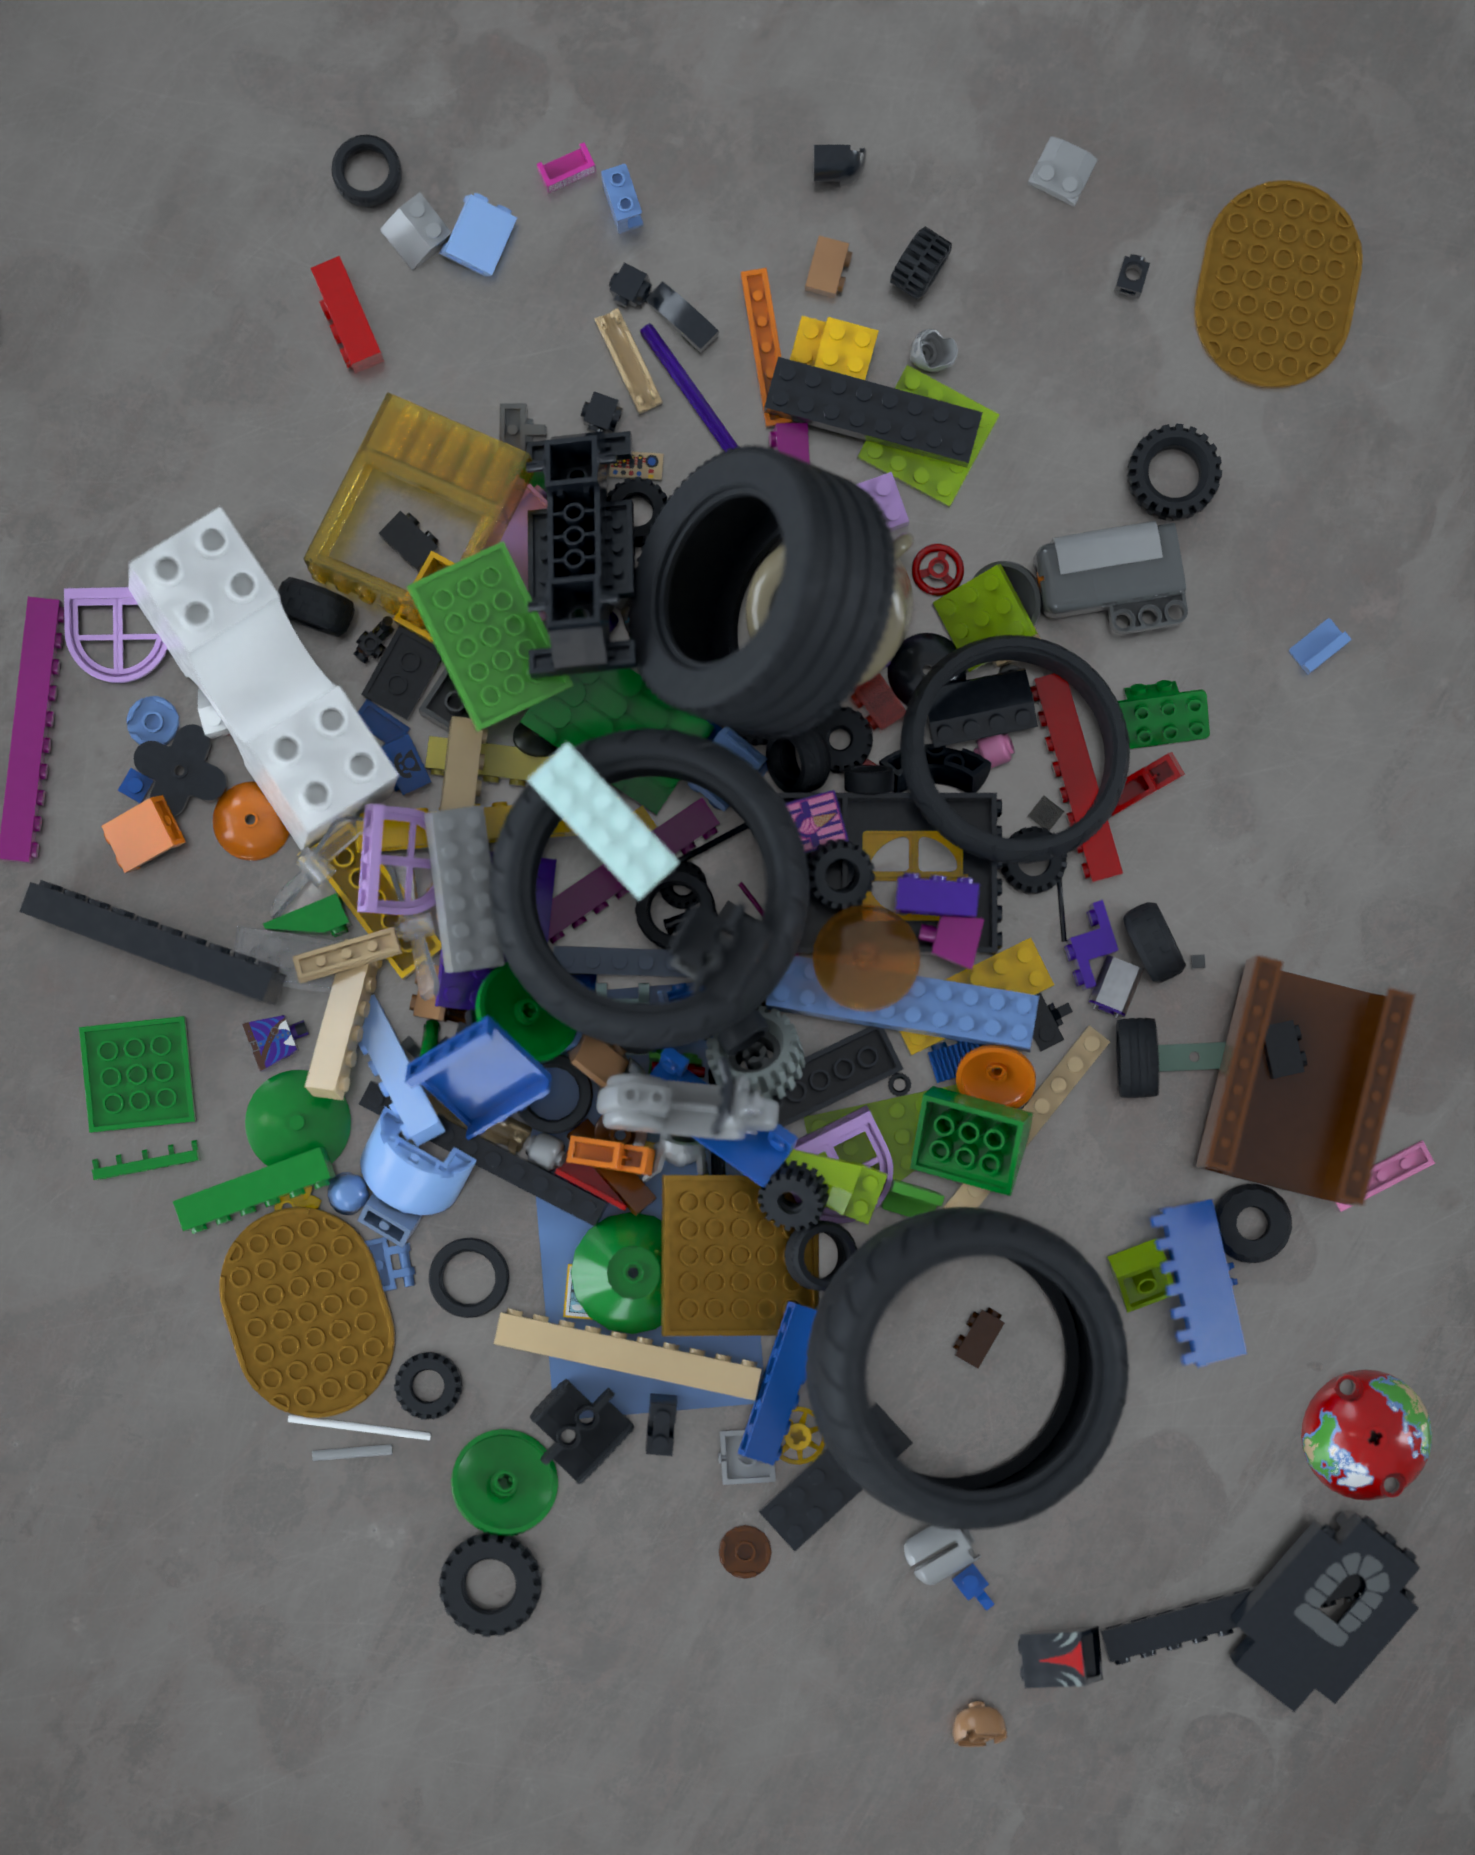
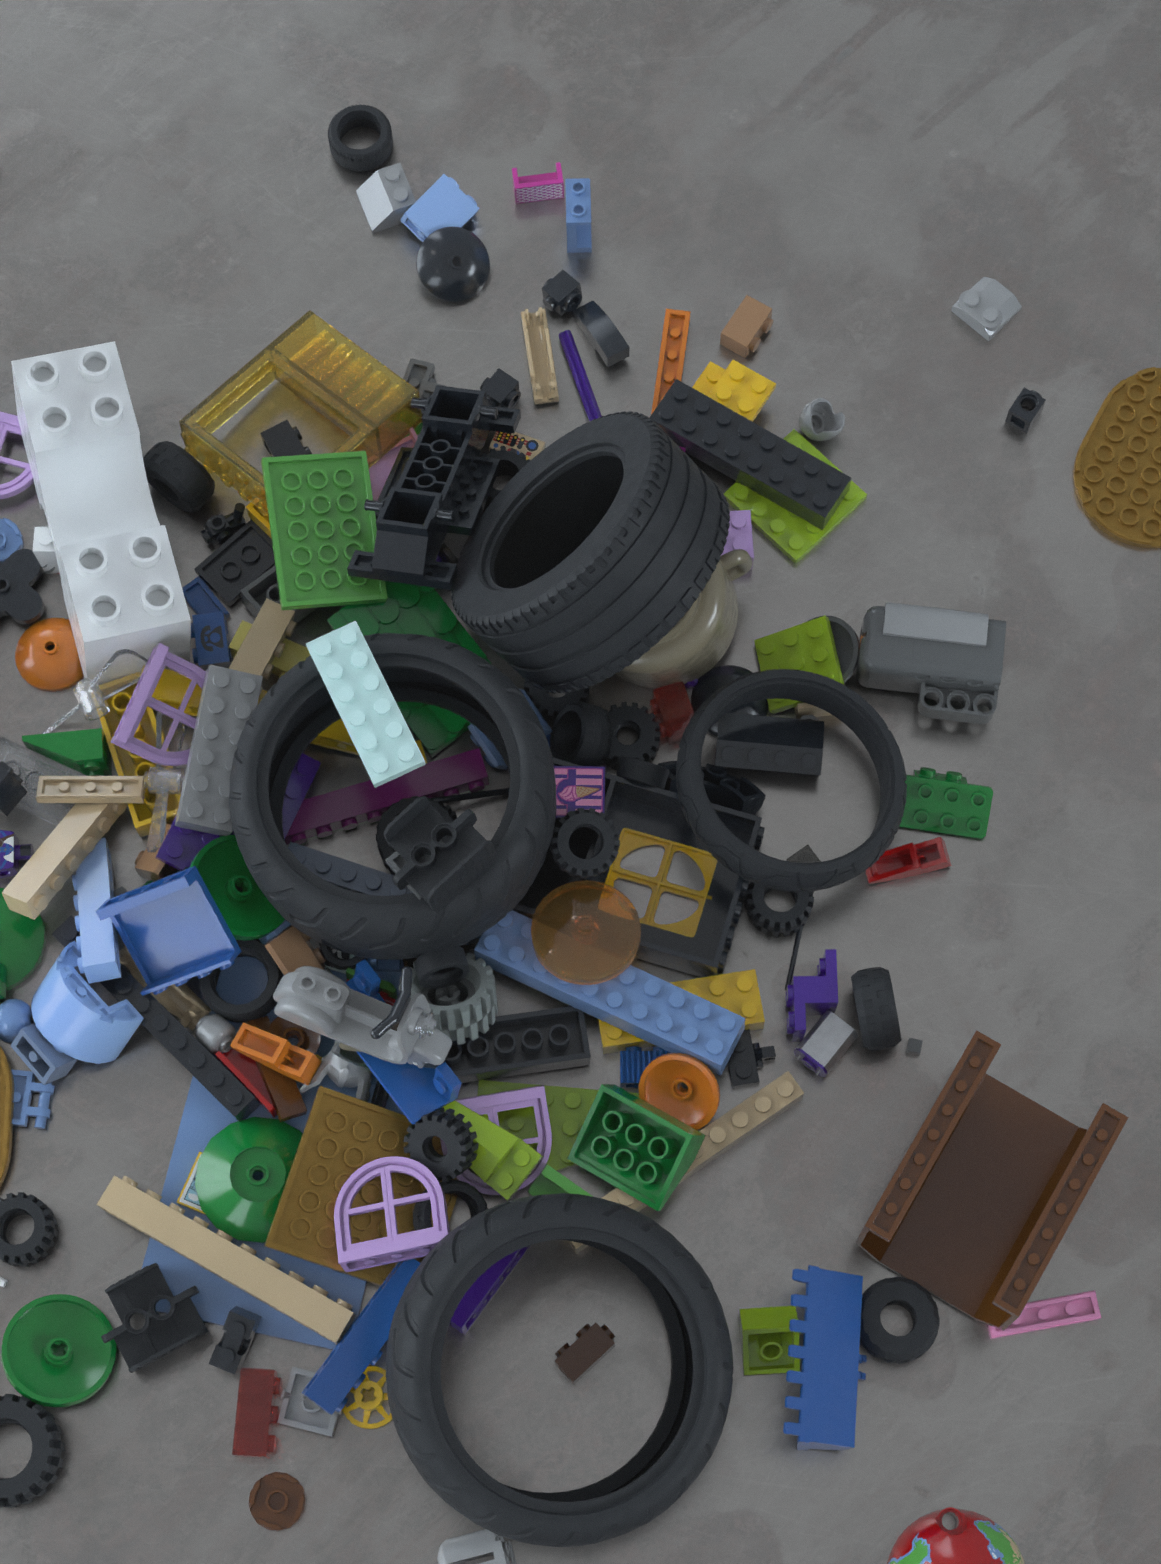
camera: 20 degrees right, 15 degrees down
(349, 320) = (298, 246): red brick -> none
(468, 1245) = (74, 1113): black tyre -> none
(493, 285) = (439, 273): none -> black dish
(701, 1482) = (256, 1413): none -> clear red brick
(782, 1301) = (395, 1246): none -> lavender window
(822, 1489) = (377, 1458): black brick -> none
(838, 164) = (784, 240): black brick -> none
(891, 1085) = (583, 1068): black axle -> none
(921, 262) = (833, 340): black tyre -> none
(936, 896) = (671, 891): dark purple brick -> none
(951, 583) = (767, 604): red piece -> none
(954, 939) = (678, 939): magenta torso -> none
(996, 749) = (775, 786): bright pink head -> none
(1075, 771) = (845, 834): red brick -> none
(1137, 1057) = (827, 1115): black tyre -> none
(1176, 1056) = (866, 1133): sand green tile -> none
(1196, 447) = (1031, 562): black tyre -> none
(1283, 1049) = (975, 1153): black brick -> none
(1319, 645) = (1115, 785): medium blue panel -> none

